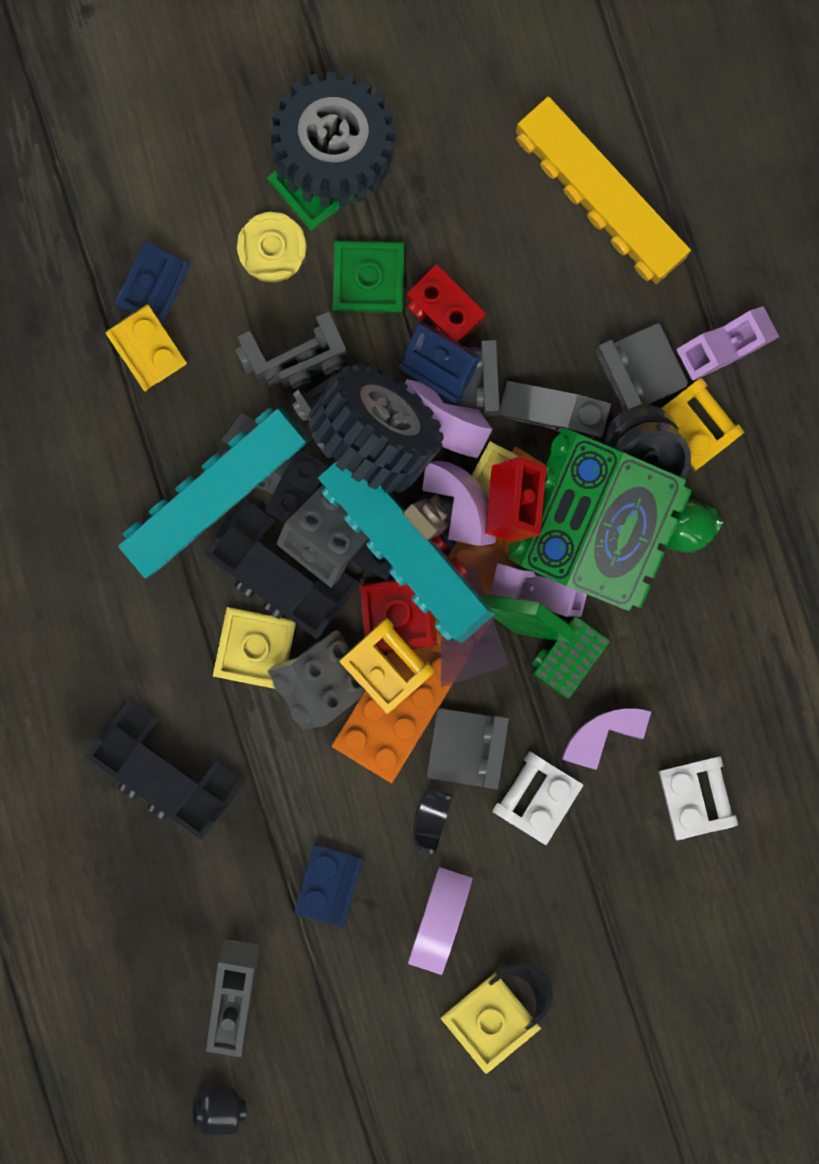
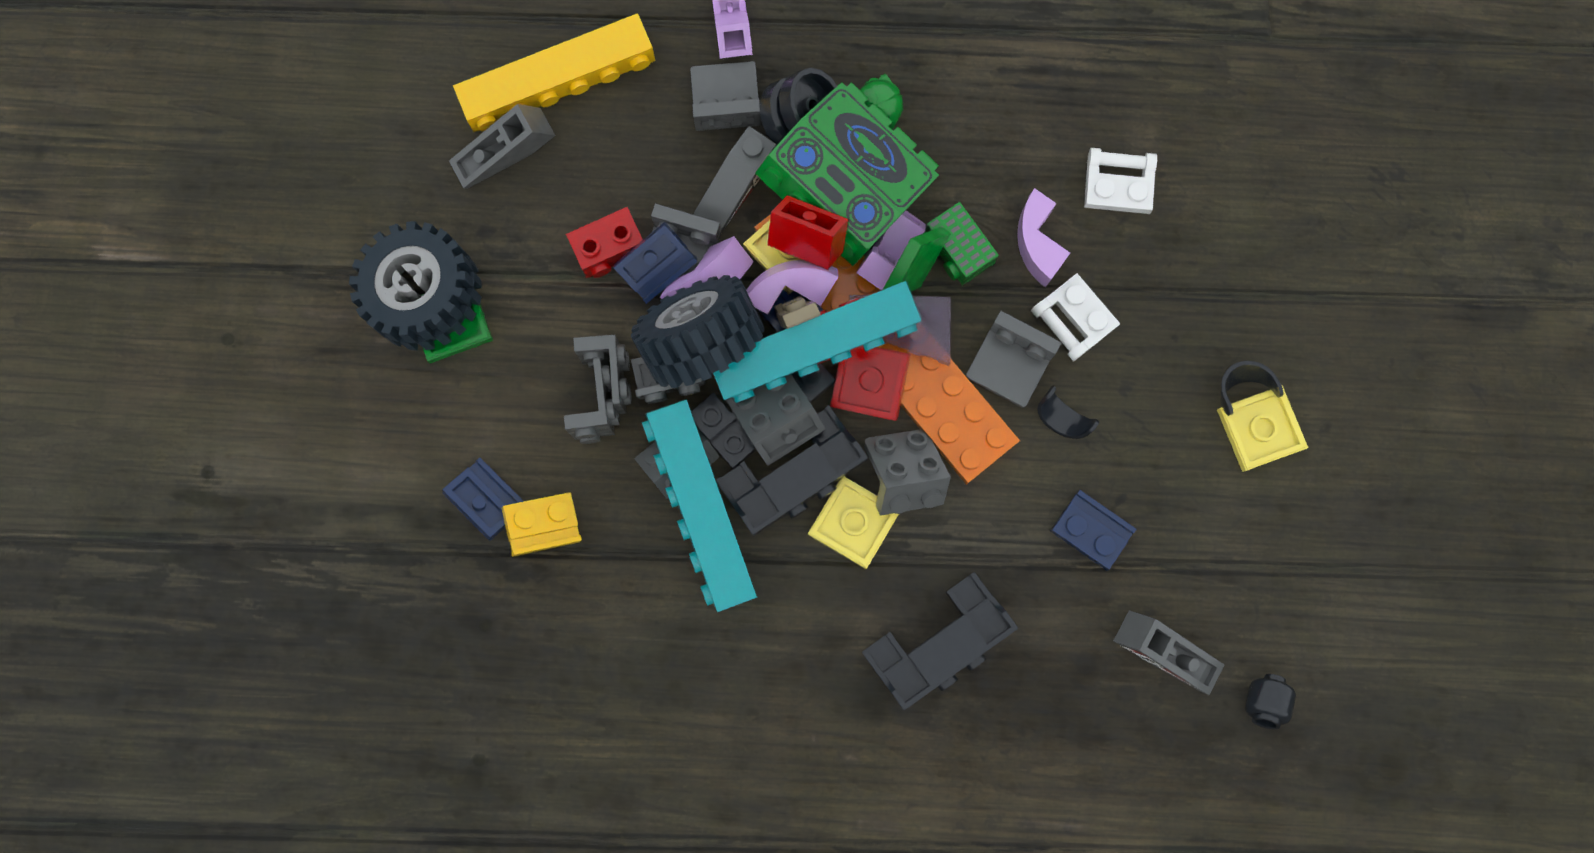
camera: 70 degrees left, 5 degrees down
(271, 247) = (492, 379): light yellow tile -> none
(368, 277) = (553, 303): green tile -> none
(378, 674) = (917, 414): yellow plate -> none
(440, 921) = (1163, 438): lavender brick -> none
(508, 167) = (502, 145): none -> dark grey slope
(698, 437) = (771, 75): yellow plate -> none

